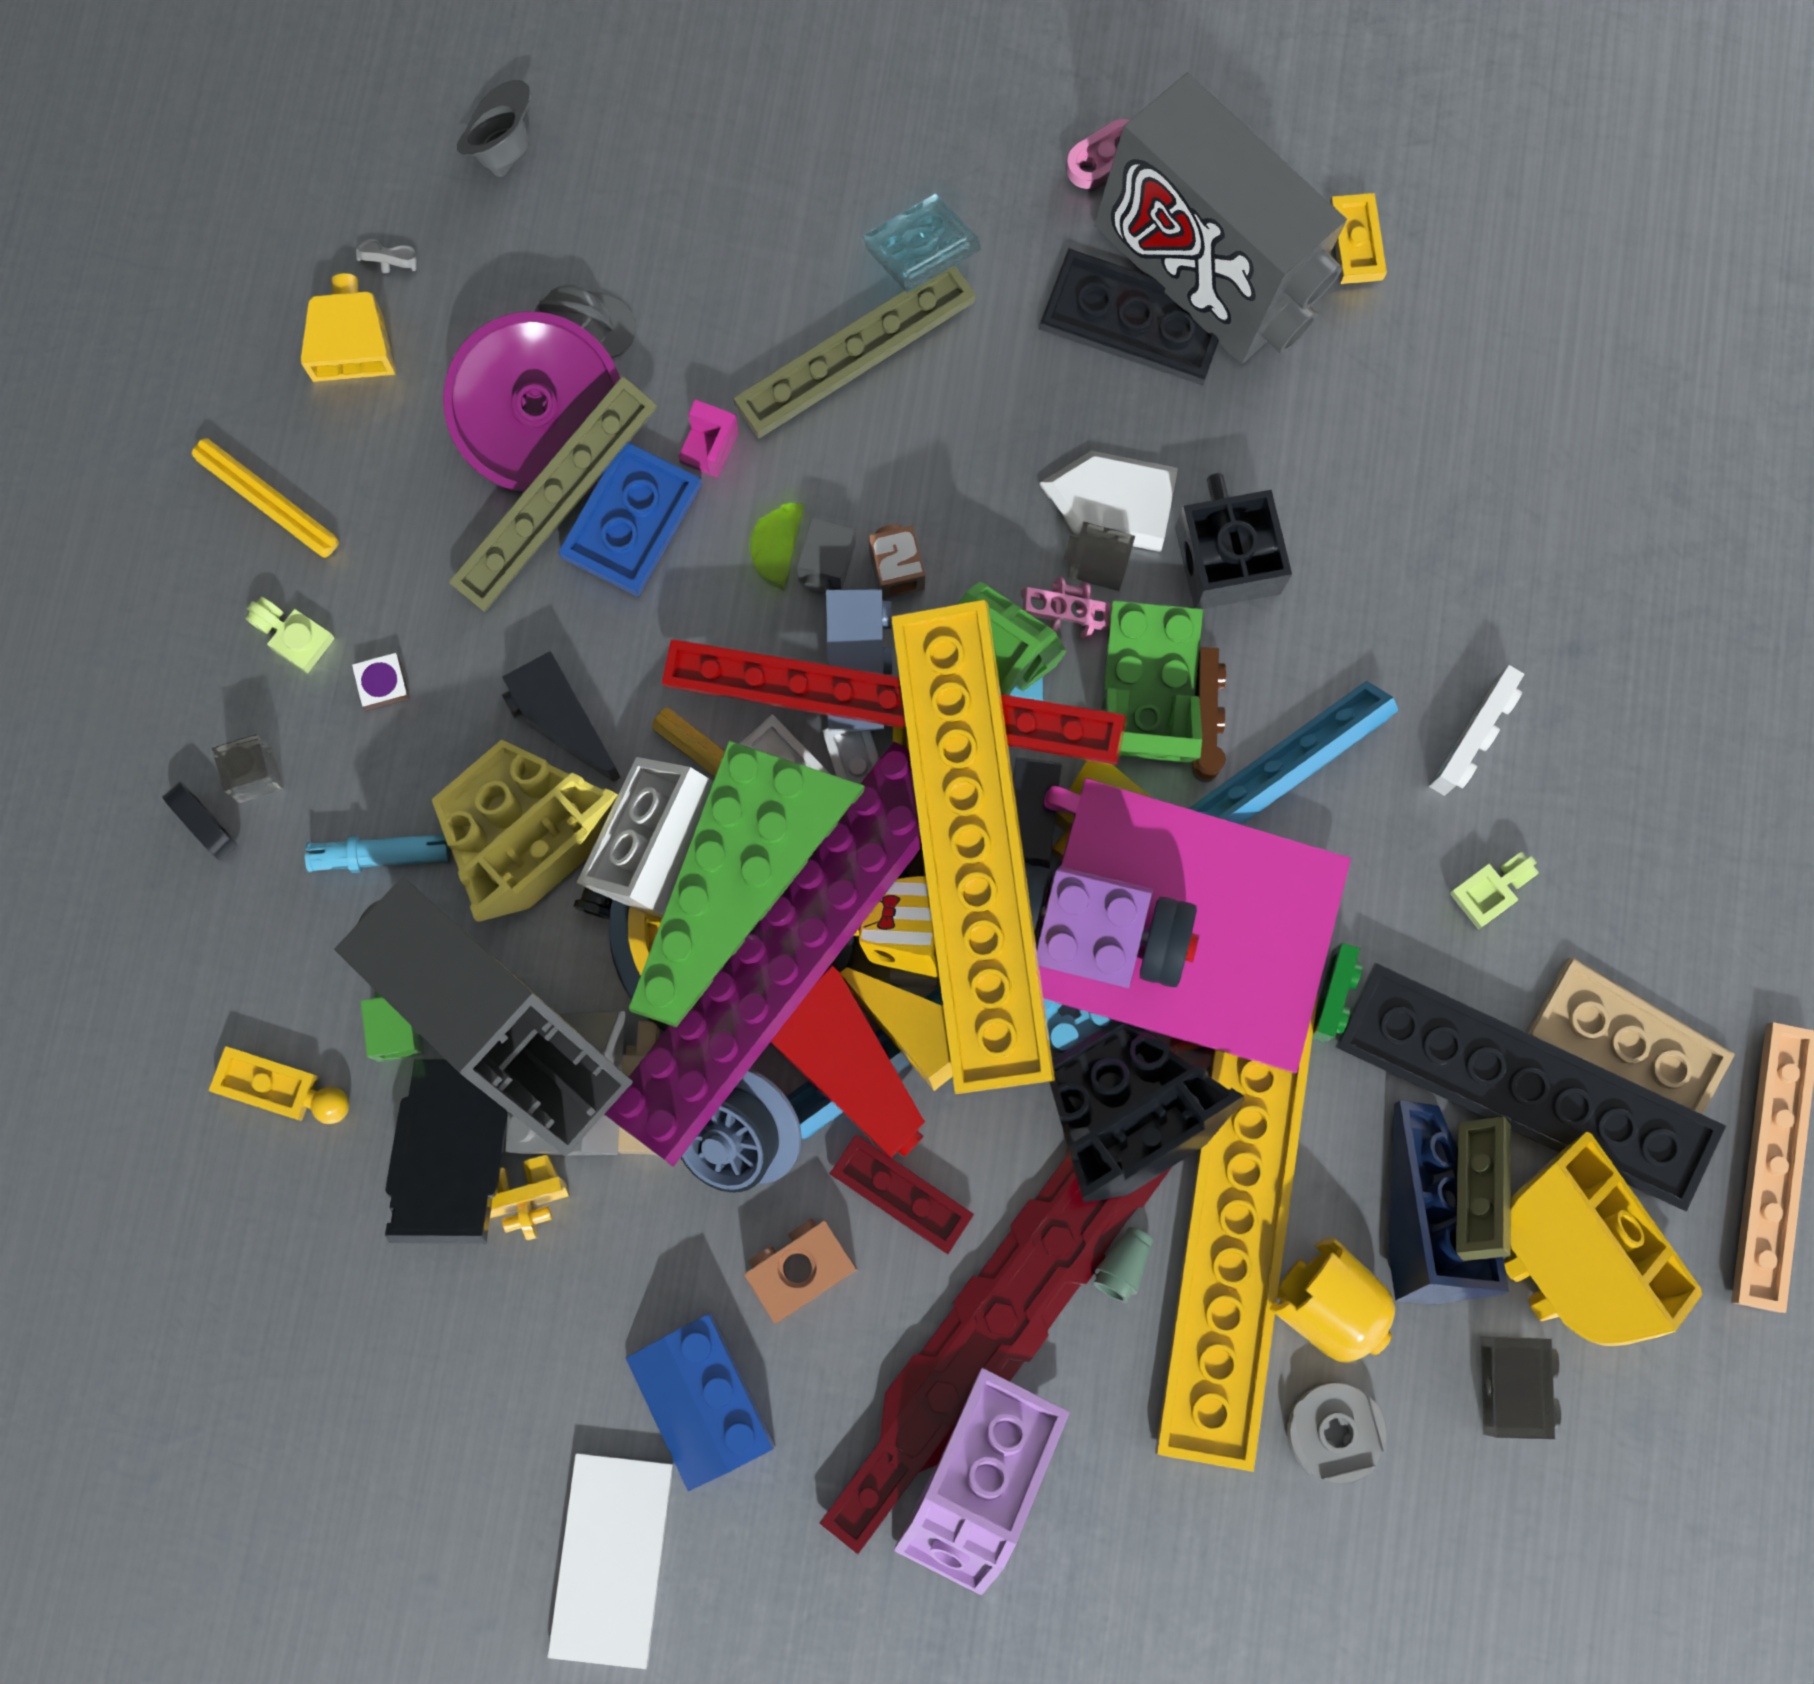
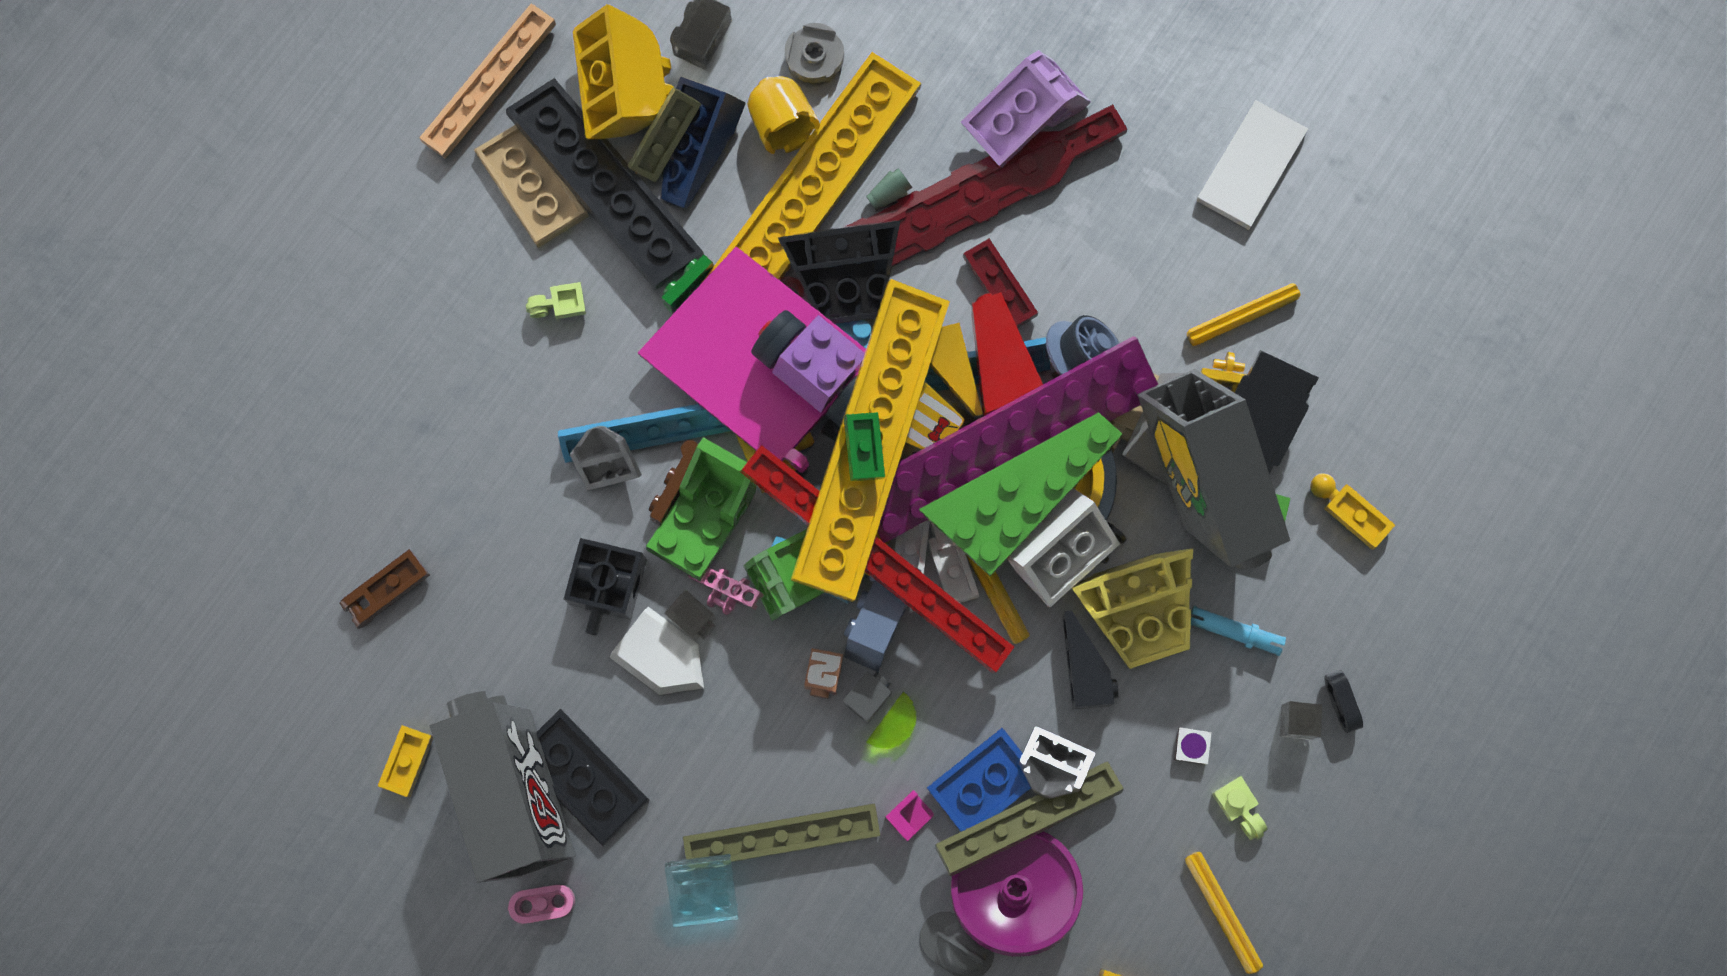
camera: 150 degrees left, 0 degrees up
(535, 1312) = (1243, 314): none -> yellow axle
(548, 570) = (1054, 764): none -> flat silver slope
(700, 1402) = (1166, 222): blue slope -> none
(777, 1291) = (1091, 255): nougat brick -> none
(974, 814) = (864, 446): none -> green plate
(1318, 697) = (603, 458): none -> flat silver slope
(1479, 731) = (515, 398): white plate -> none
(1502, 425) = (384, 588): none -> reddish brown plate

